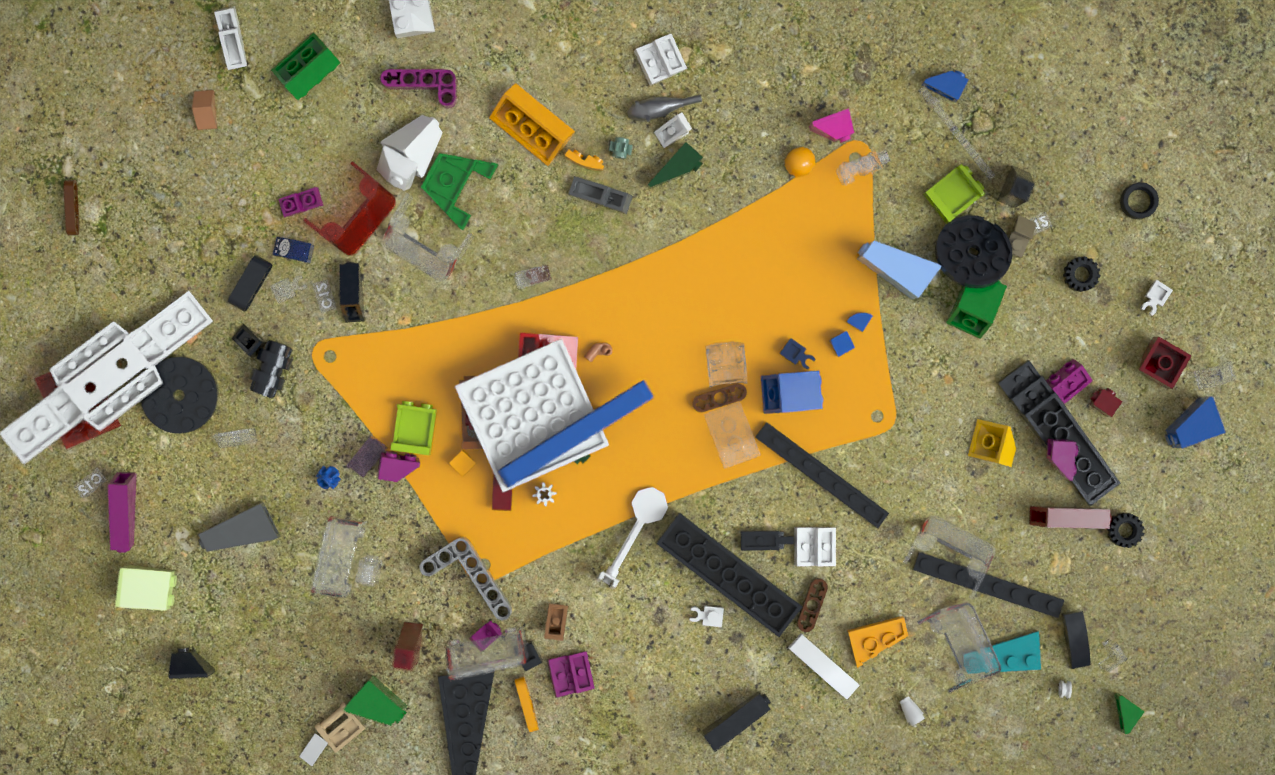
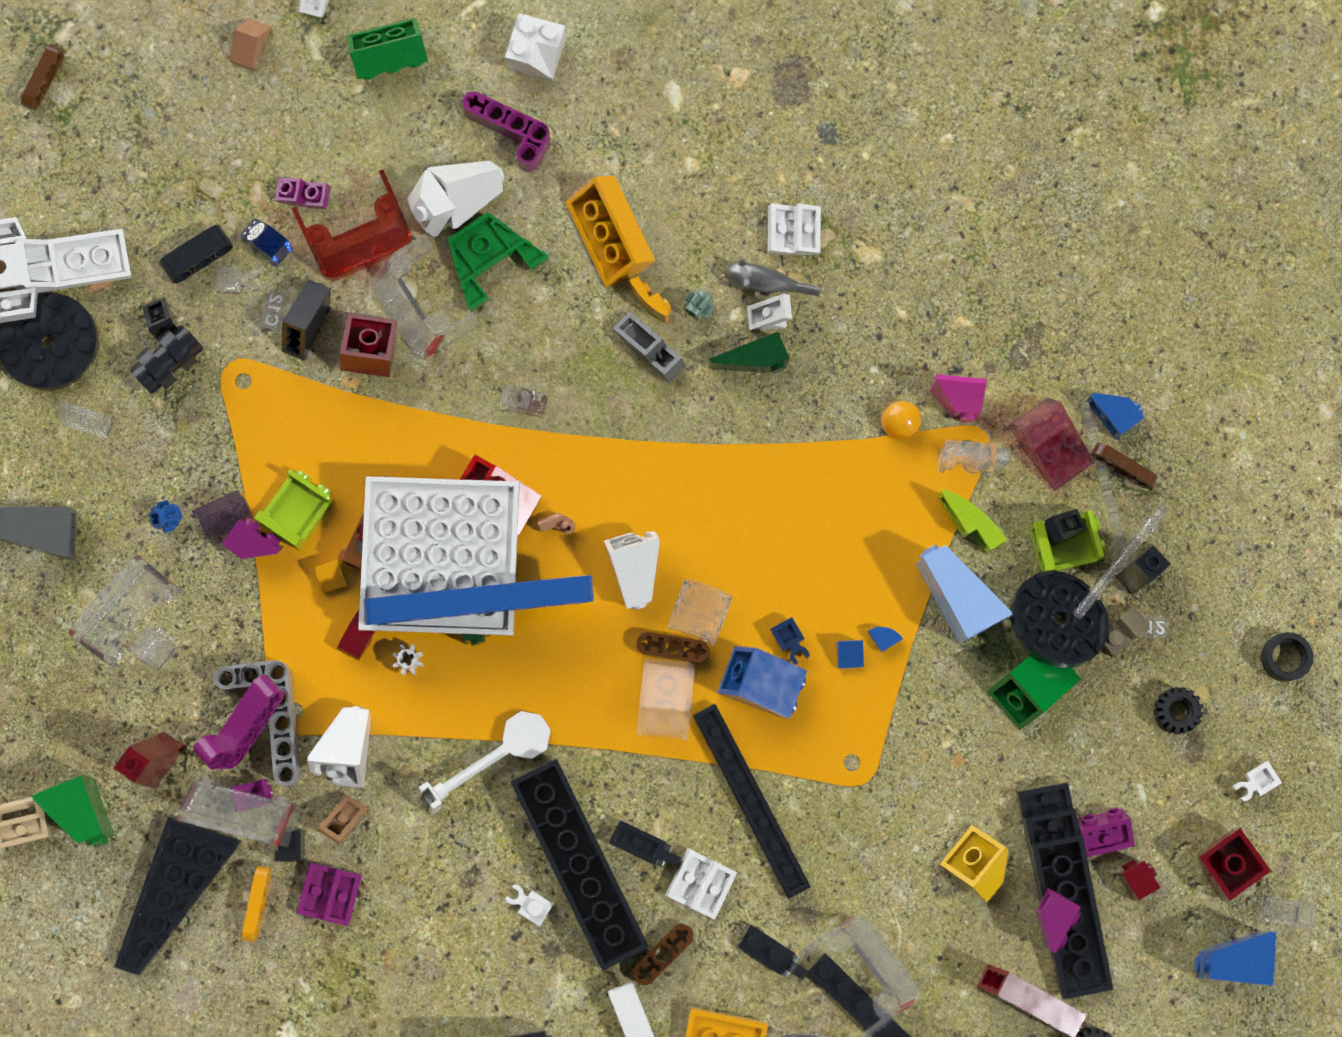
camera: 25 degrees right, 10 degrees down
(405, 289) = (368, 345): none -> dark red slope
(457, 594) = (242, 727): none -> magenta beam
(532, 574) = (343, 748): none -> white slope
(666, 354) = (634, 566): none -> white slope
(883, 210) = (972, 520): none -> lime slope
(883, 569) = (771, 953): none -> black hinge
(911, 127) = (1052, 442): none -> clear pink slope
(948, 184) = (1064, 527): none -> black slope
(969, 120) = (1124, 465): none -> reddish brown beam
(1005, 155) = (1148, 527): none -> clear bar

